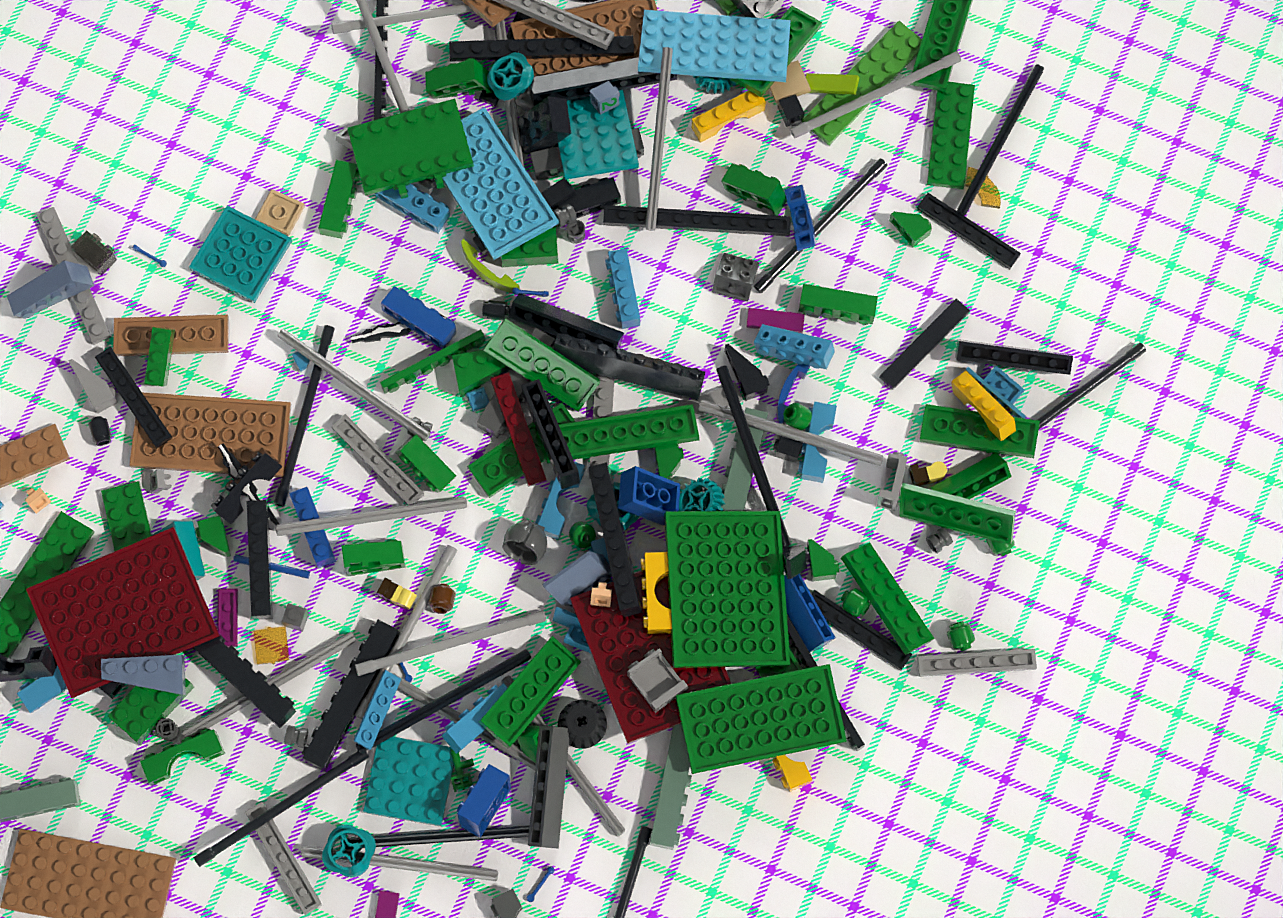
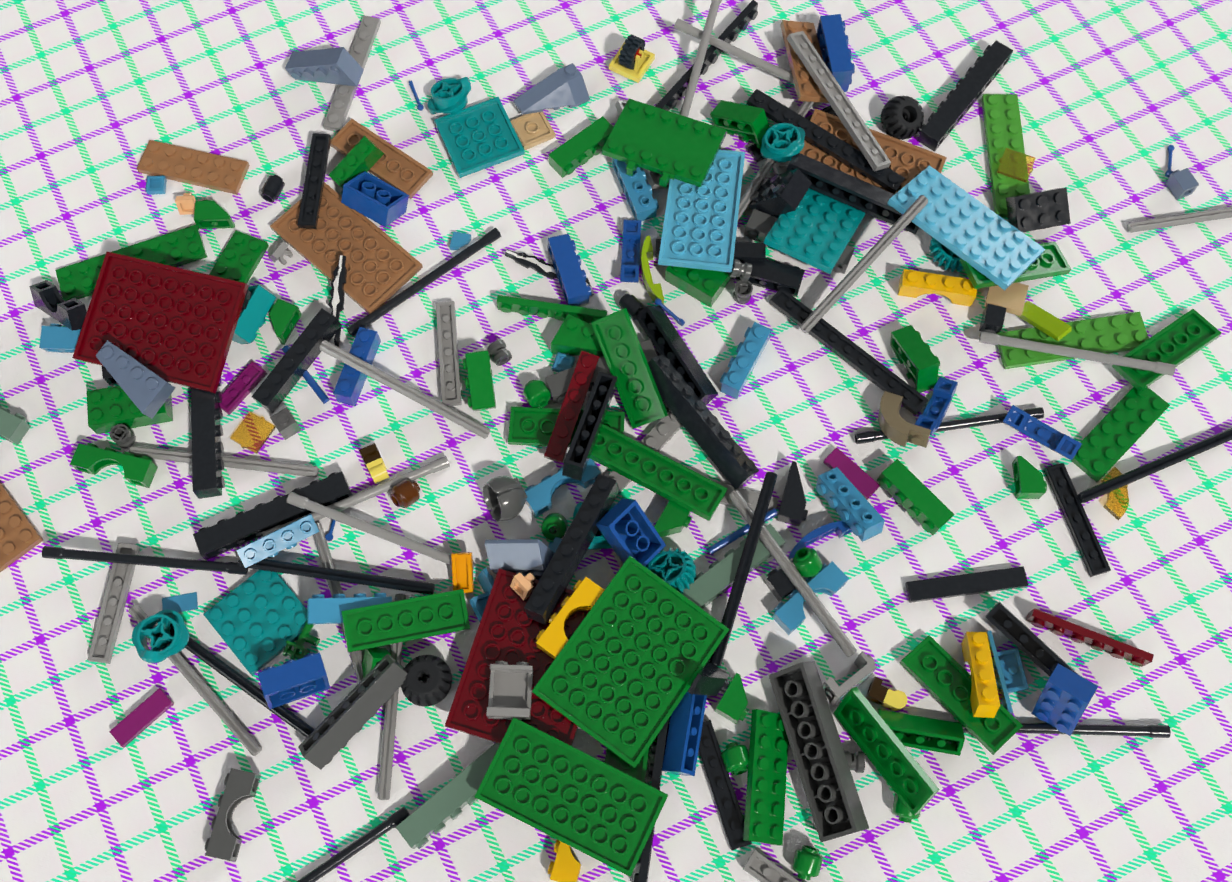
camera: 40 degrees right, 5 degrees down
(69, 493) = (211, 216): none -> green slope
(94, 253) = (378, 66): clear smoke brick -> none
(96, 388) = (294, 158): light grey slope -> none
(184, 235) = (449, 95): none -> teal piece
(203, 375) = (374, 198): none -> blue brick
(260, 466) = (356, 293): black arch -> none
(276, 161) = (557, 90): none -> sand blue wedge
(298, 736) = (206, 514): dark grey wheel -> none
(315, 87) = (632, 59): none -> plate
(334, 819) = (180, 602): none -> dark azure sticker
(353, 384) = (477, 285): light grey axle -> none
(373, 557) = (379, 421): green wedge -> none
(456, 264) = (630, 251): none -> blue slope
(479, 440) = (537, 393): none -> green head
(539, 623) = (462, 571): none -> light orange tile
(550, 870) = (268, 793): blue hinge -> none
(604, 97) = (845, 205): sand blue brick -> none
(725, 436) = (737, 534): none -> blue bar
(735, 276) = (844, 415): dark grey bracket -> none
(782, 258) = (896, 427): none -> dark tan arch
(895, 180) = (1041, 432): none -> blue slope
(909, 550) = (818, 751): none -> dark grey brick
(1034, 320) = (1083, 635): none -> dark red plate
(1055, 379) = (1064, 699): none -> blue brick

